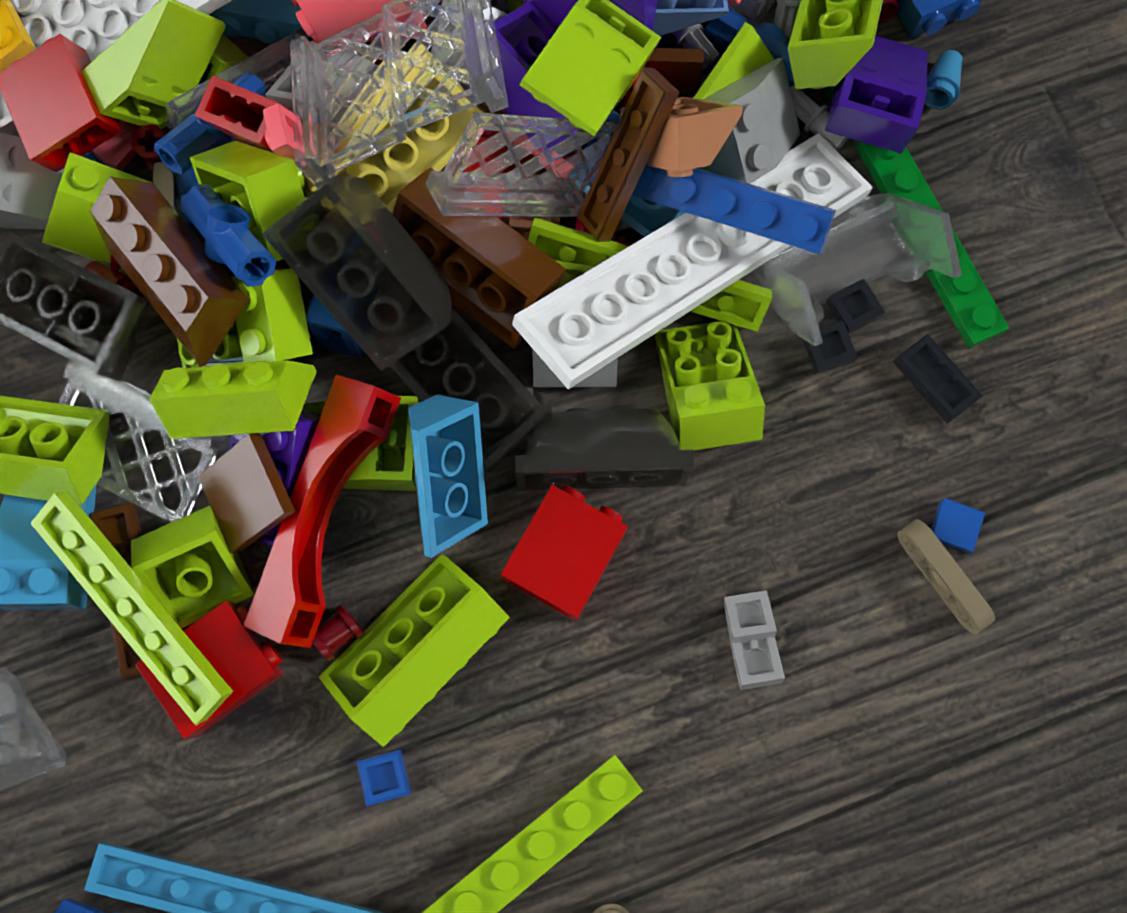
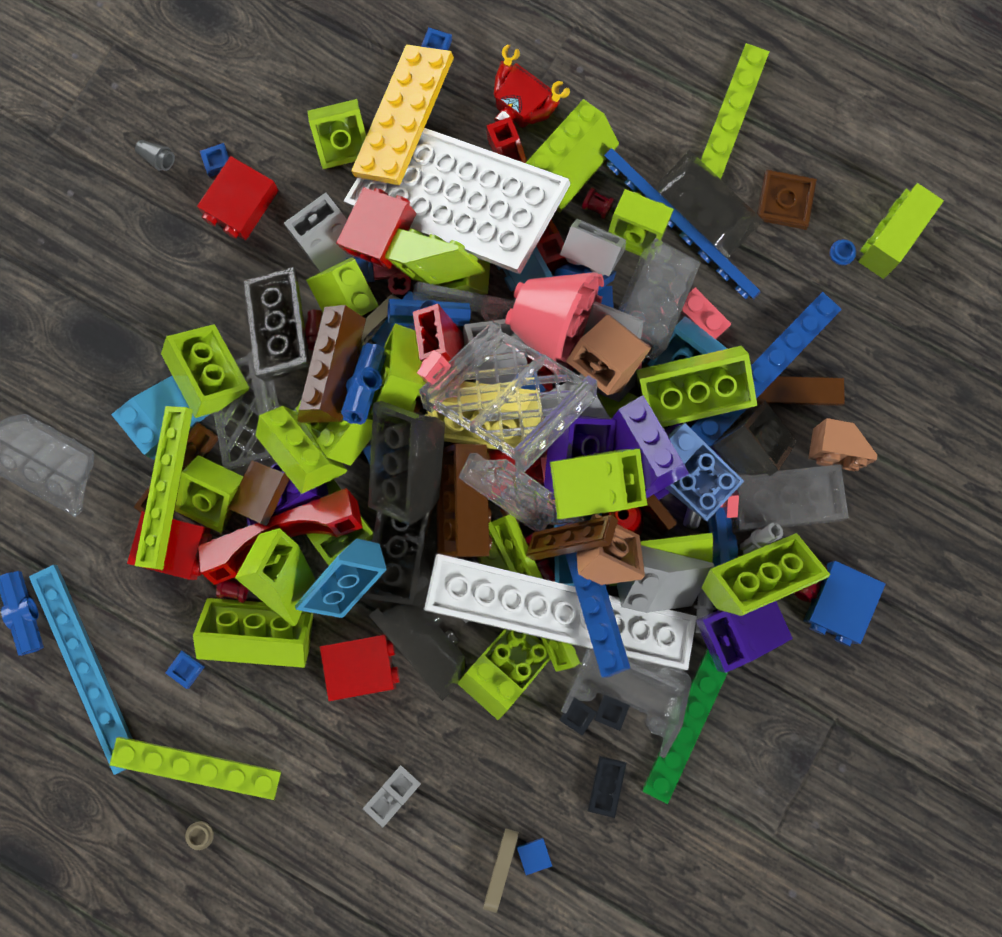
camera: 55 degrees right, 5 degrees up
(364, 546) = (277, 573): none -> lime slope
(944, 80) = (787, 659): dark azure cone -> none

